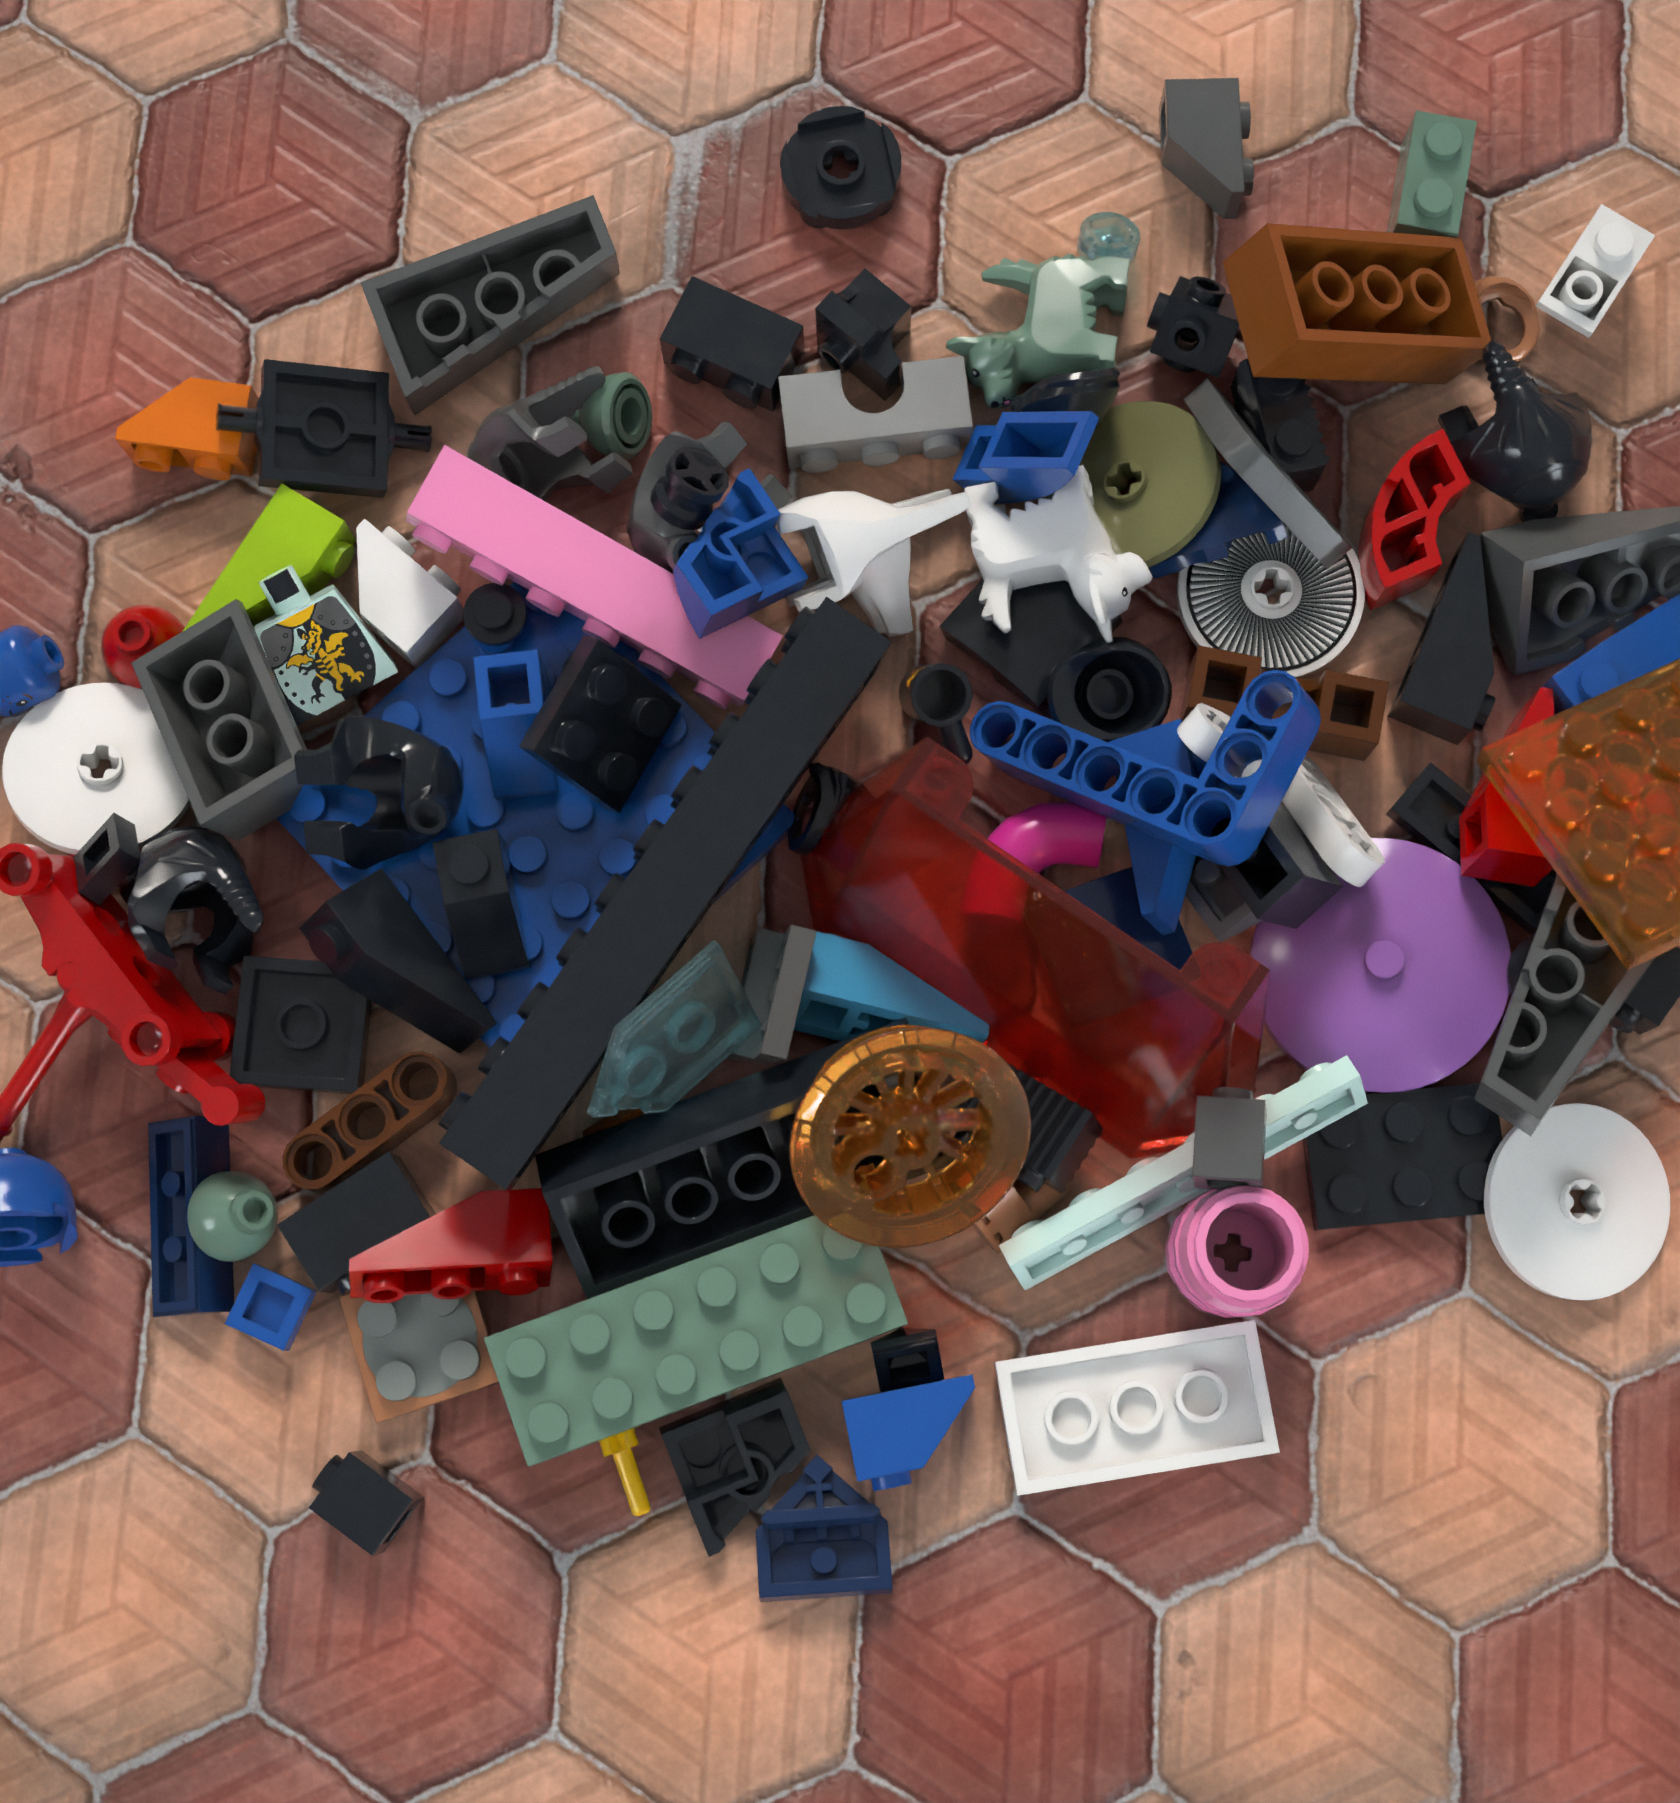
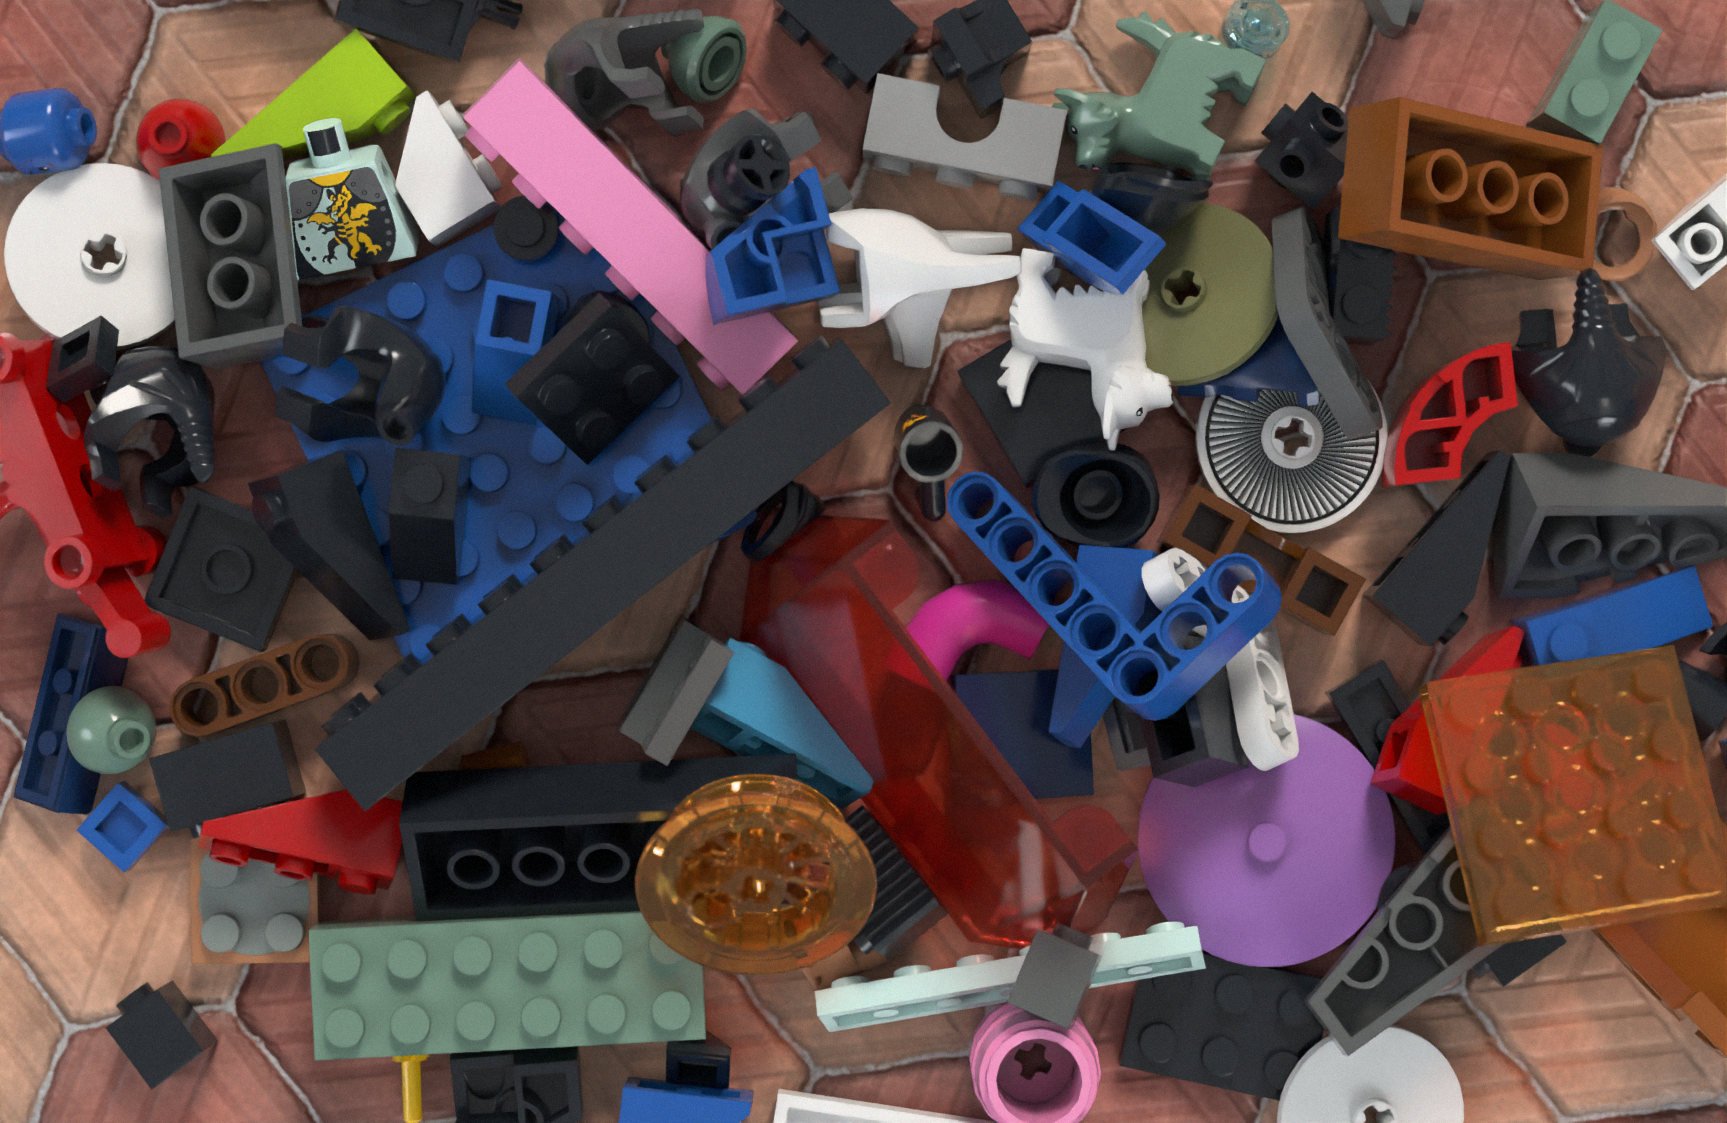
camera: 15 degrees right, 10 degrees up
(674, 1037) = (567, 712): clear light blue tile -> none

